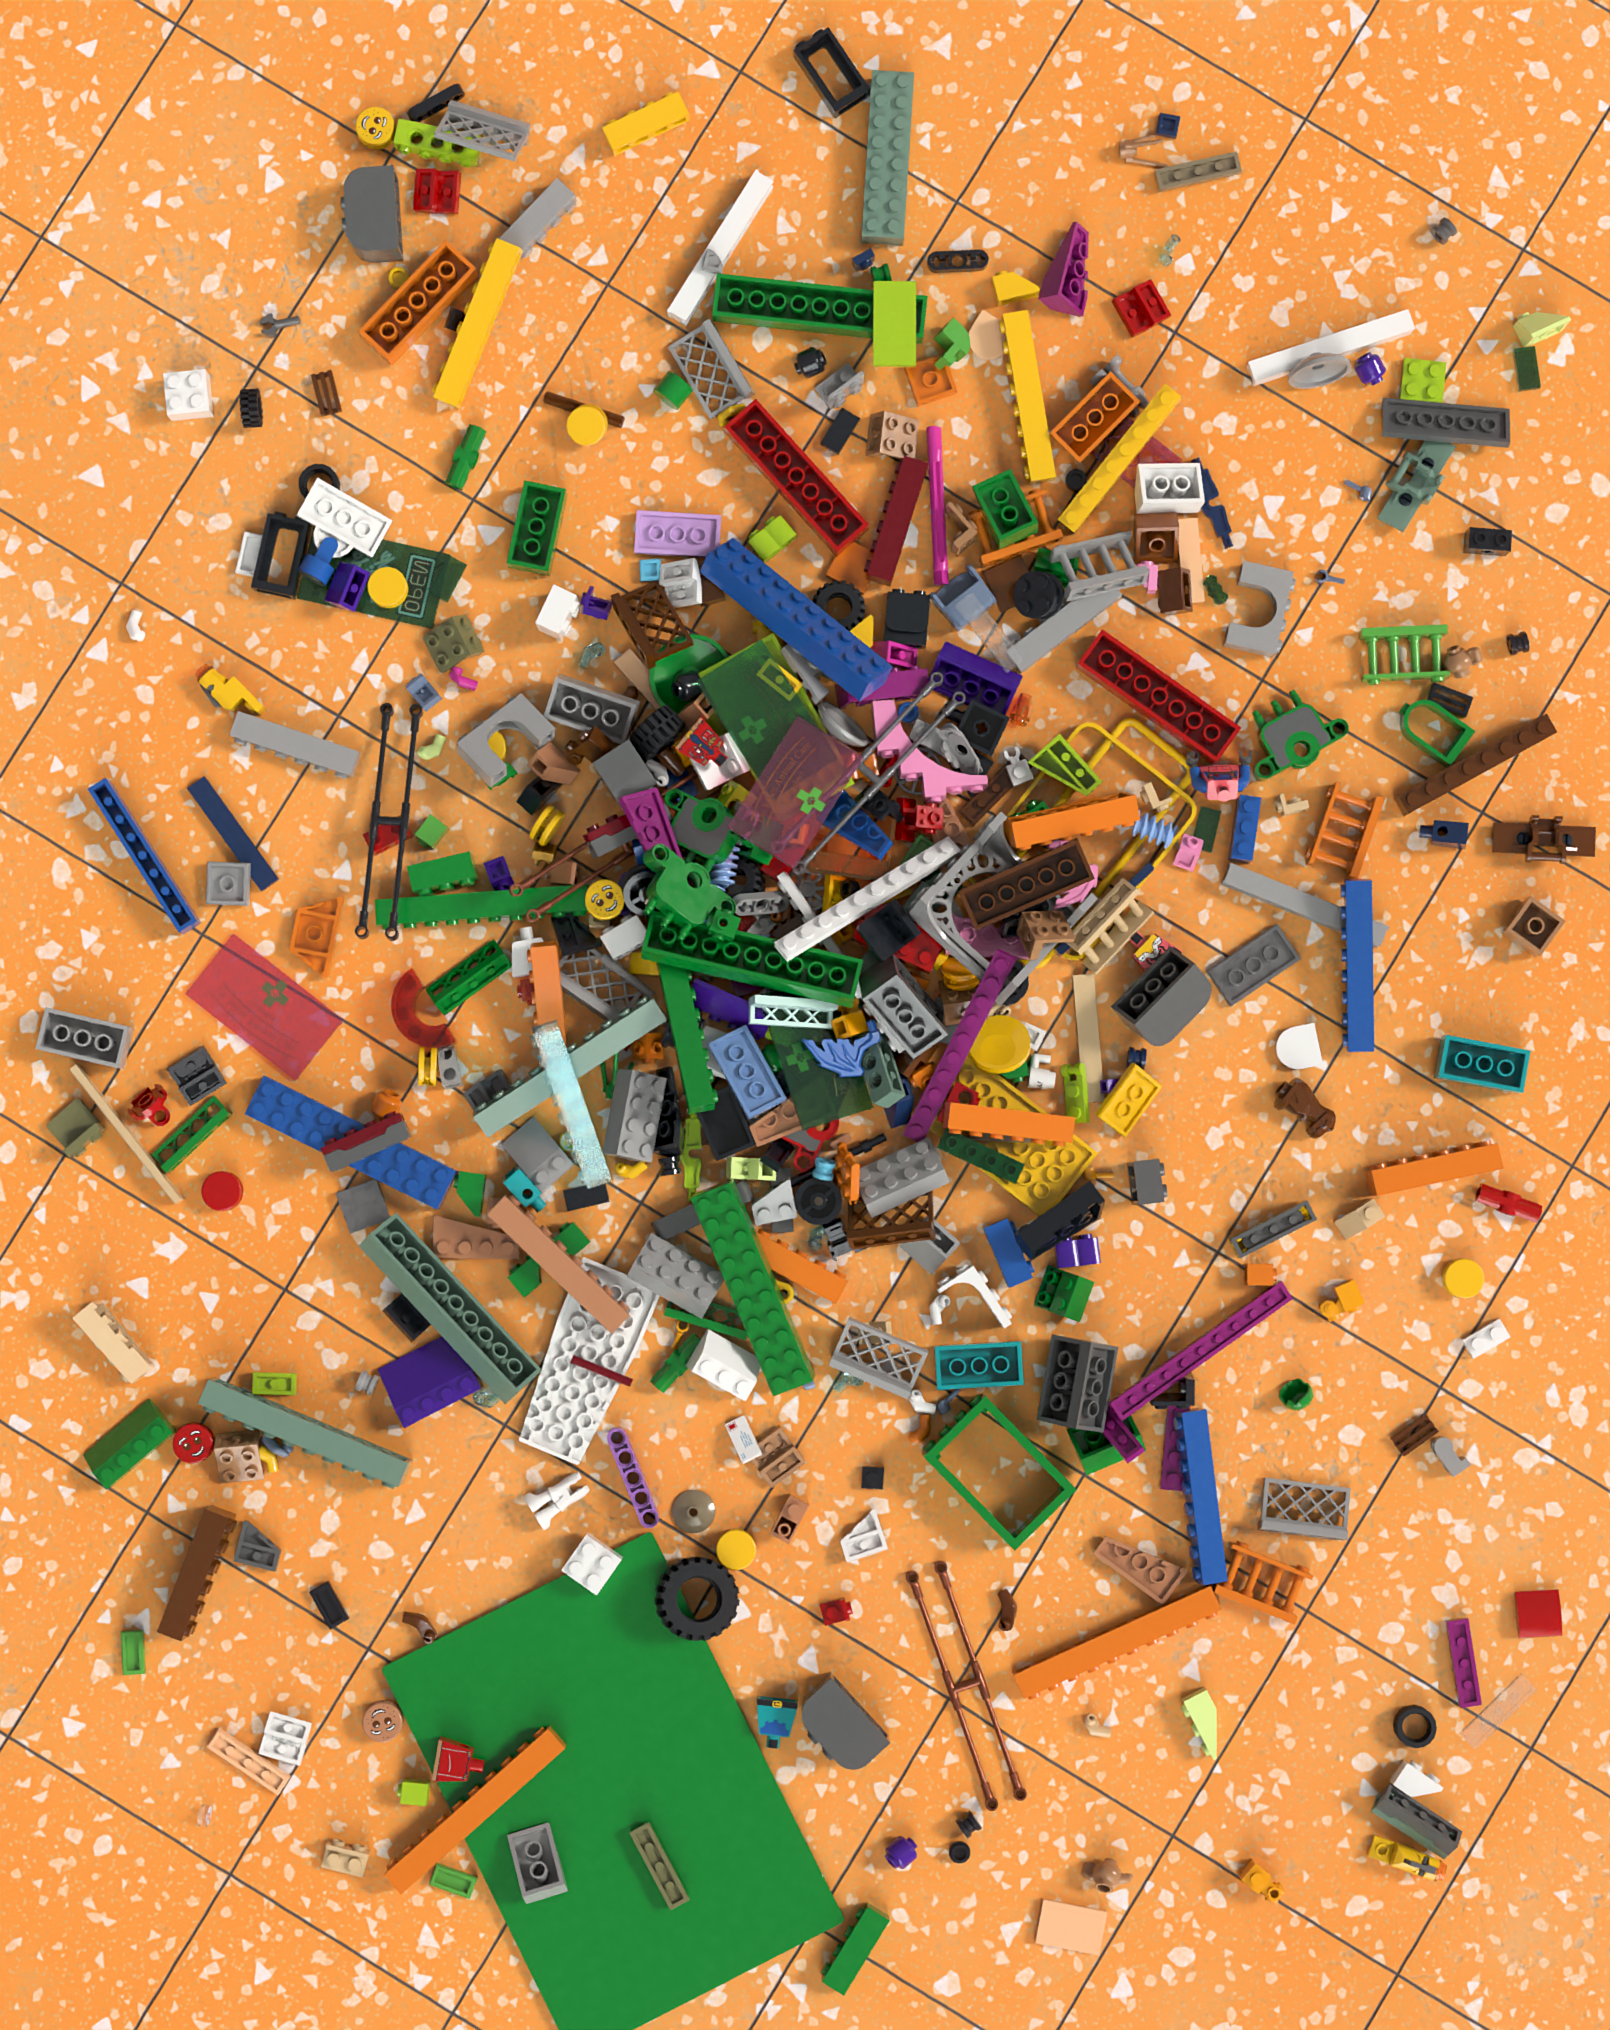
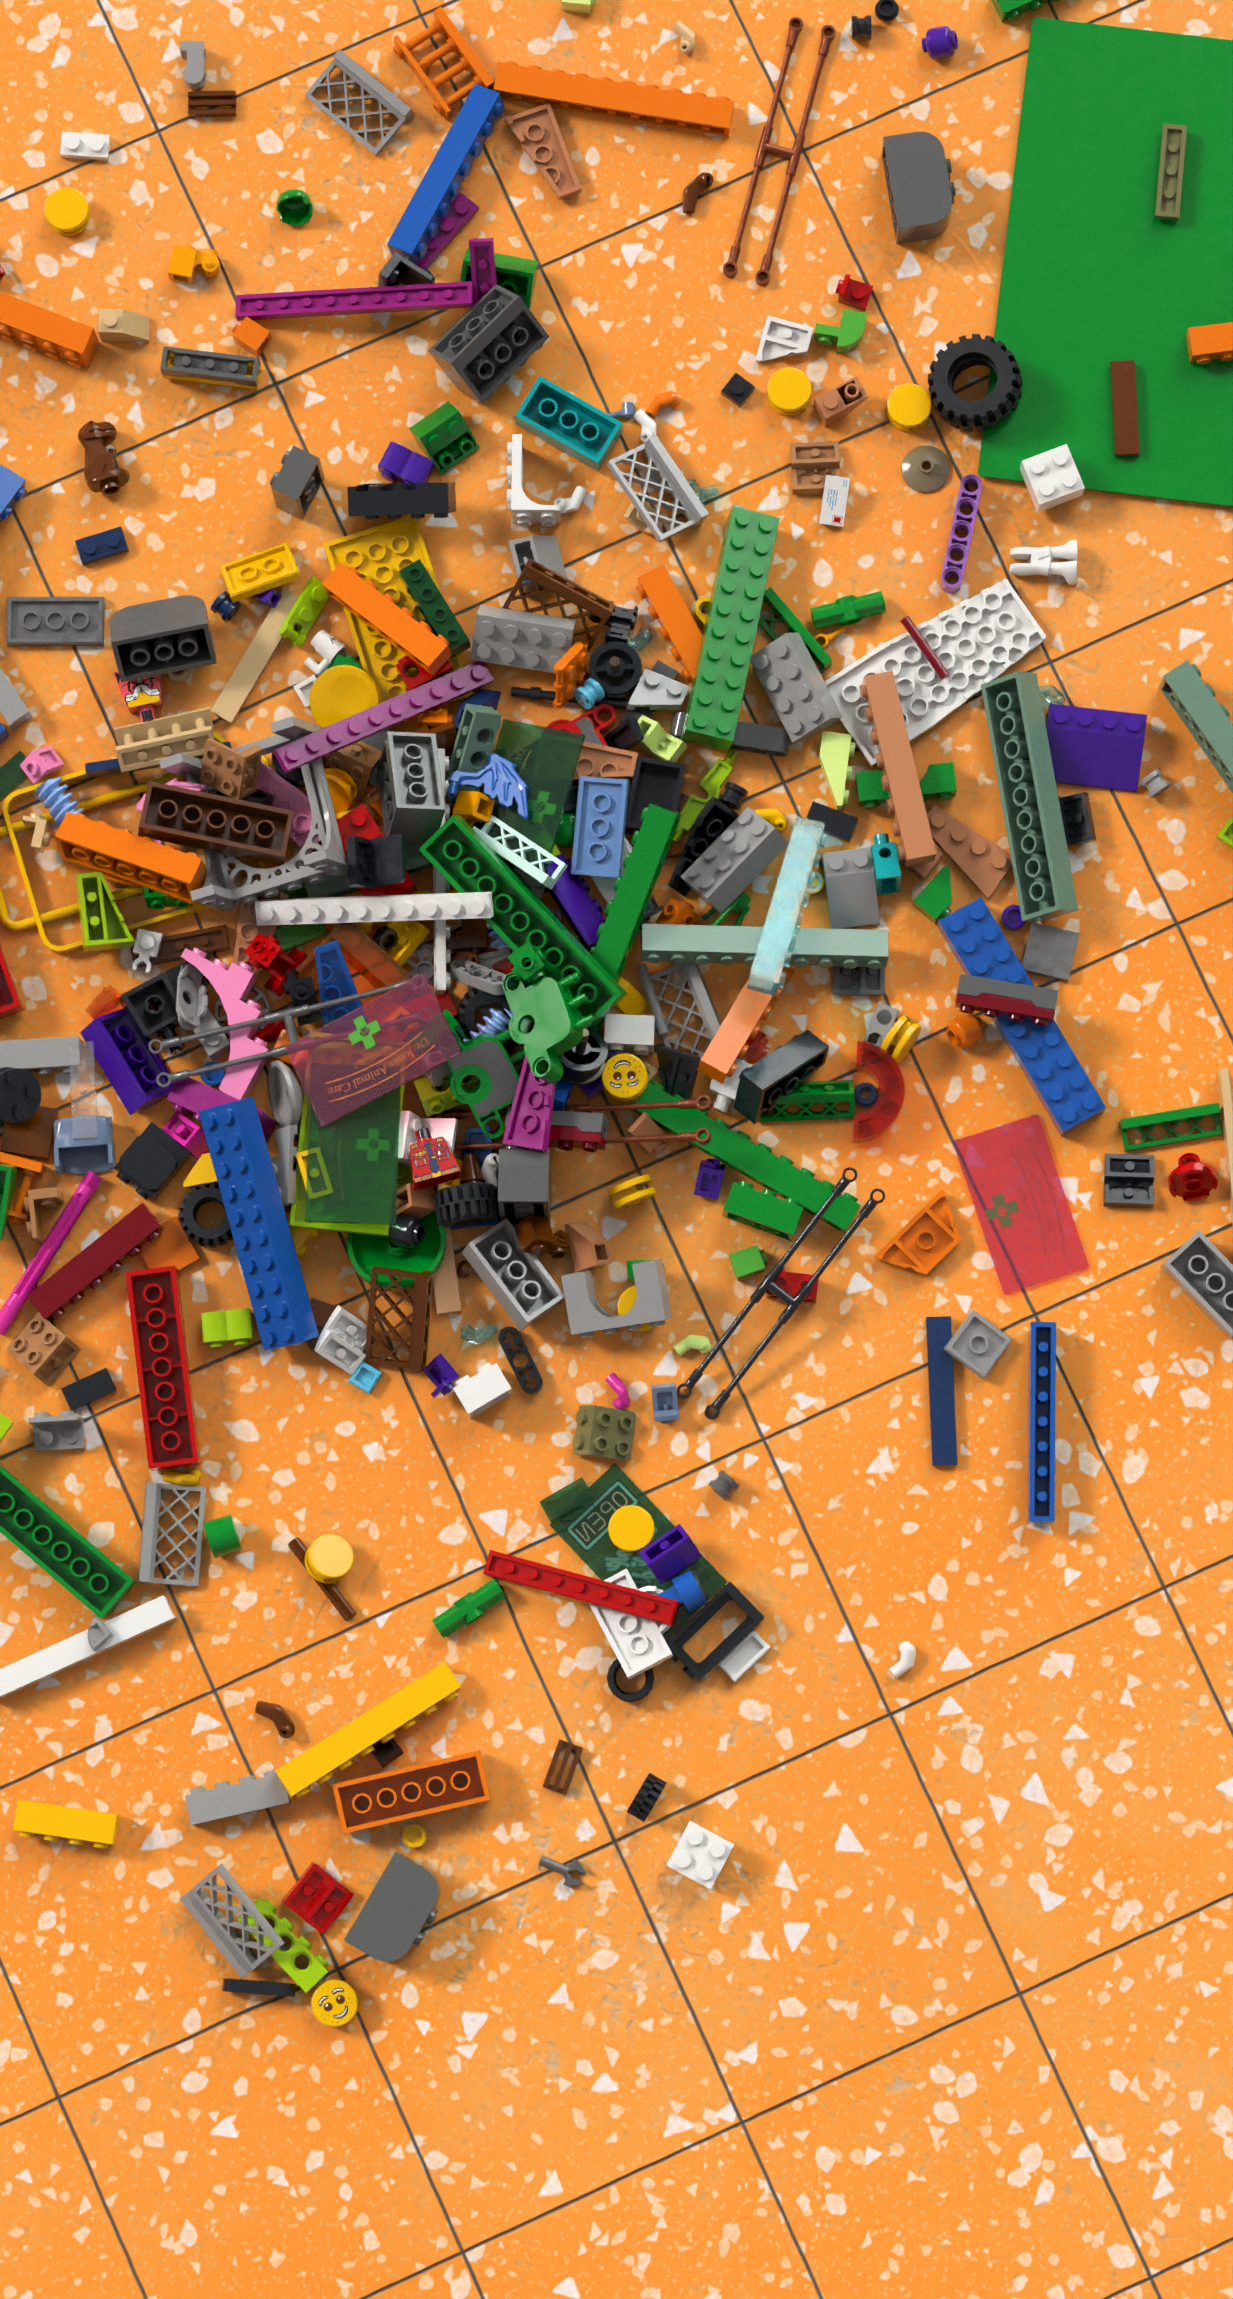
camera: 140 degrees left, 5 degrees down
(222, 1191) = (1175, 1053): red head -> none
(226, 694) = (859, 1531): yellow plate -> none
(294, 744) = (823, 1435): light grey brick -> none
(343, 662) = (723, 1485): none -> dark grey wheel
(394, 521) = (581, 1587): none -> red tile
(407, 1213) = (1012, 918): none -> dark purple tile
(420, 1011) = (869, 1088): none -> dark blue plate
(496, 979) = (778, 1074): none -> black wedge
(531, 653) = (506, 1346): none -> black beam
(537, 528) = (447, 1488): green brick -> none
(537, 794) = (622, 1229): black slope -> none
(544, 853) = (653, 1168): pearl gold tile -> none
(548, 295) = (279, 1717): none -> reddish brown arm
(574, 1656) = (1124, 408): none -> reddish brown tile
(614, 1243) = (833, 758): none -> yellowish green slope
(676, 533) = (315, 1393): lavender plate -> none
(725, 1364) = (805, 576): white slope -> none
(775, 1718) = (974, 233): torso -> none
(810, 362) = (70, 1474): black head -> none
(818, 1575) = (846, 336): none -> bright green brick
(833, 1501) = (789, 391): none -> yellow head
(844, 1138) = (552, 713): nougat tile -> none
(962, 1420) = (629, 379): green door -> none
(1008, 1253) = (470, 508): blue brick -> none
(1089, 1174) = (343, 528): light orange hand -> none
(1259, 1044) = (102, 545): none -> dark blue plate
(1299, 1047) = (67, 517): white tile -> none

